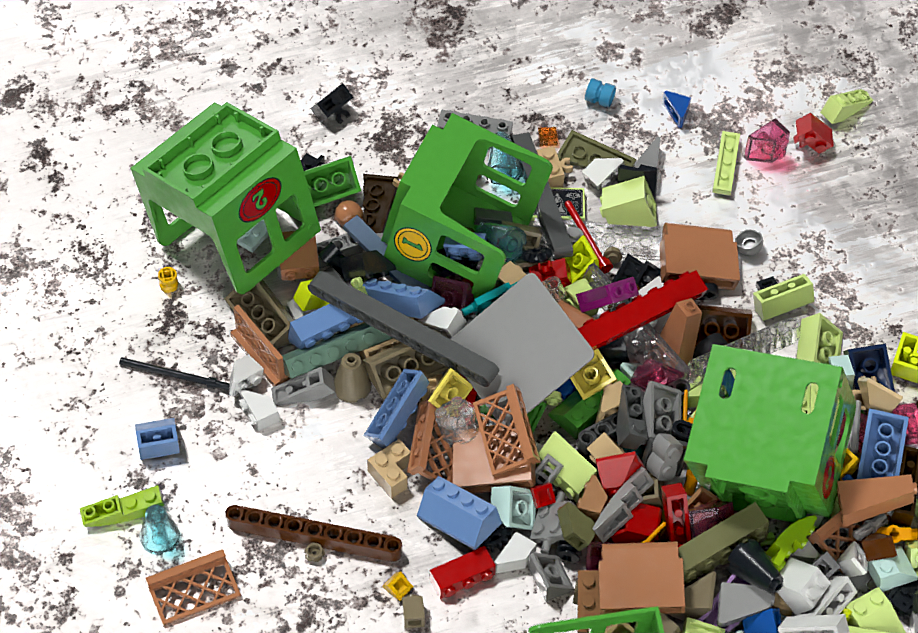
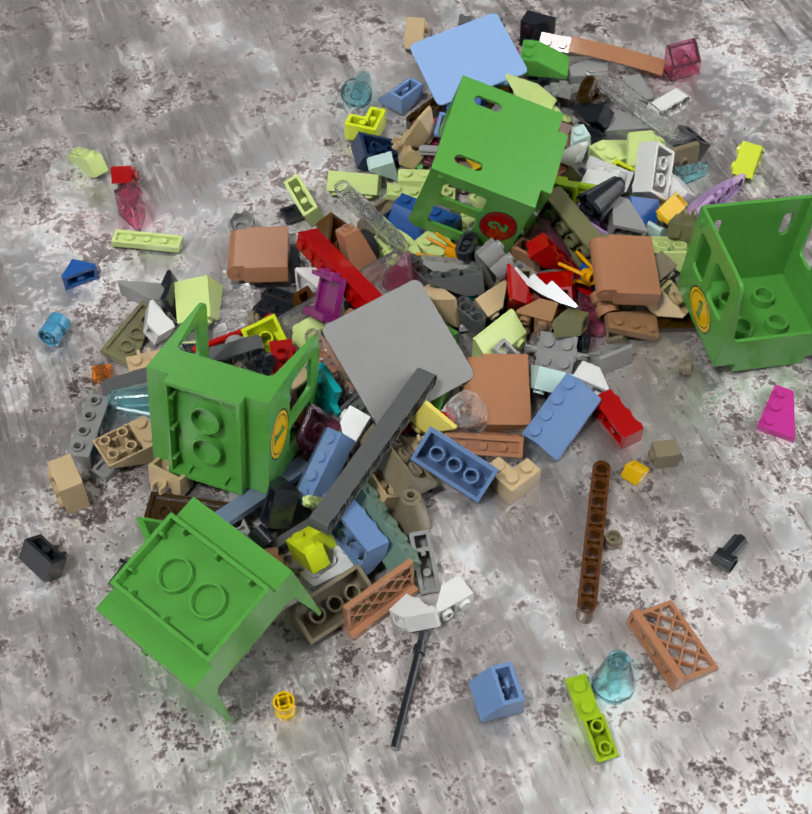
camera: 90 degrees left, 5 degrees down
(407, 113) = (67, 484): none -> tan brick
(522, 426) = (477, 352): nougat fence -> none
(543, 495) = (534, 355): red plate -> none

